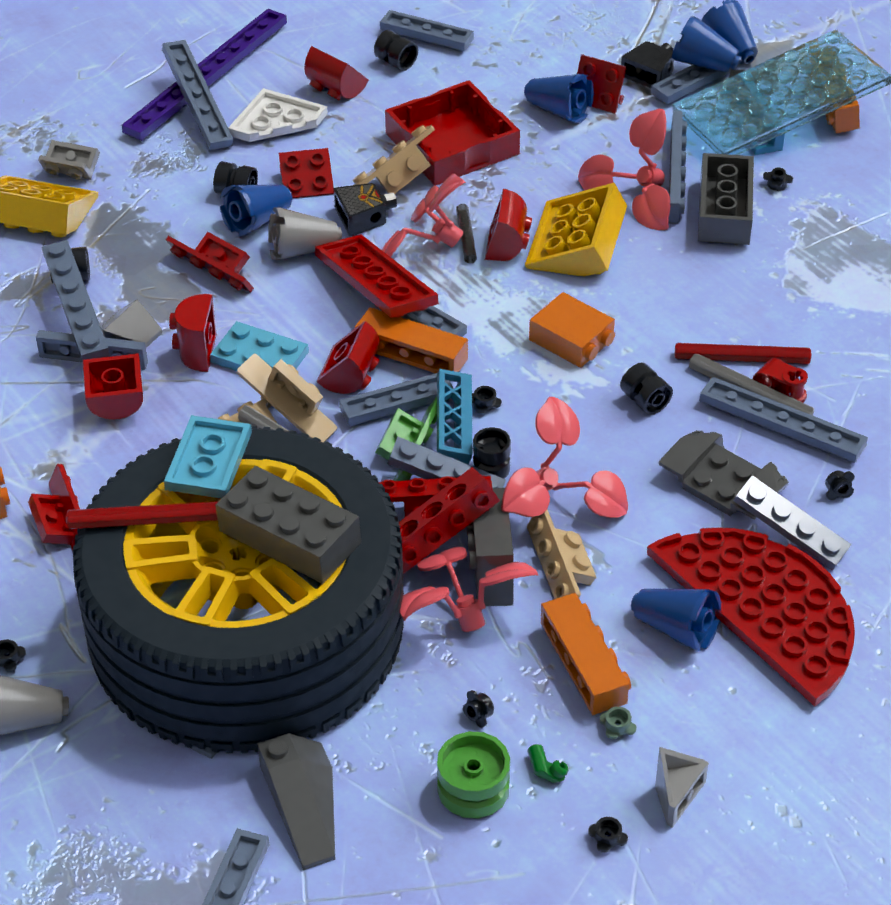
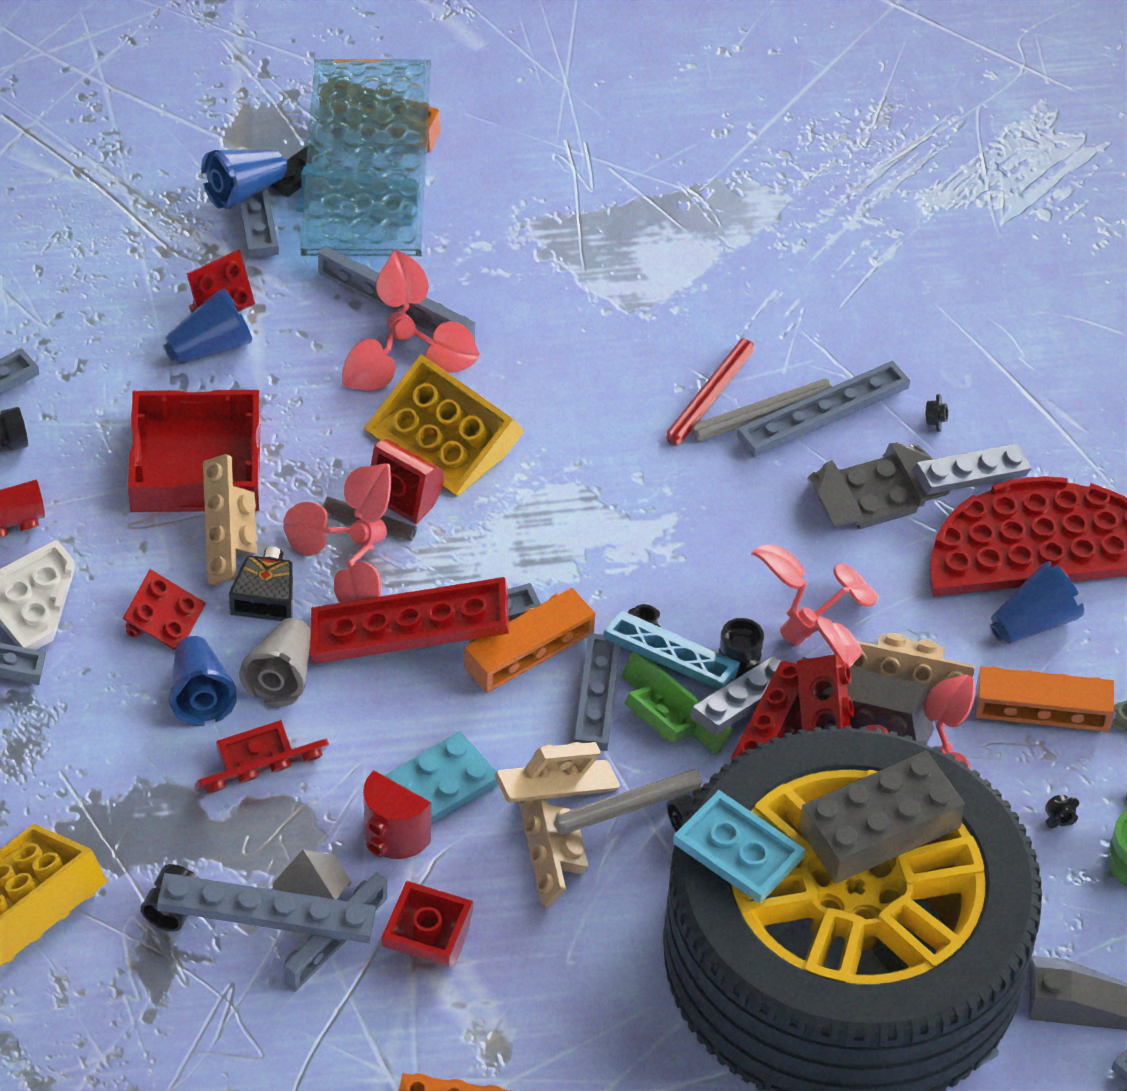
camera: 65 degrees left, 5 degrees up
(51, 510) = (593, 1055): red bracket -> none
(141, 515) = (789, 933): red axle -> none
(229, 174) = (127, 682): black wheel -> none
(350, 361) = (523, 703): red brick -> none
(571, 329) = (593, 502): orange brick -> none
(646, 388) = (712, 489): black wheel -> none
(648, 63) = (208, 232): black torso -> none
(726, 198) = (488, 284): dark grey brick -> none
(732, 25) = (210, 133): blue cone -> none
(777, 179) = (471, 232): black plate -> none
(783, 378) = (771, 379): red piece -> none

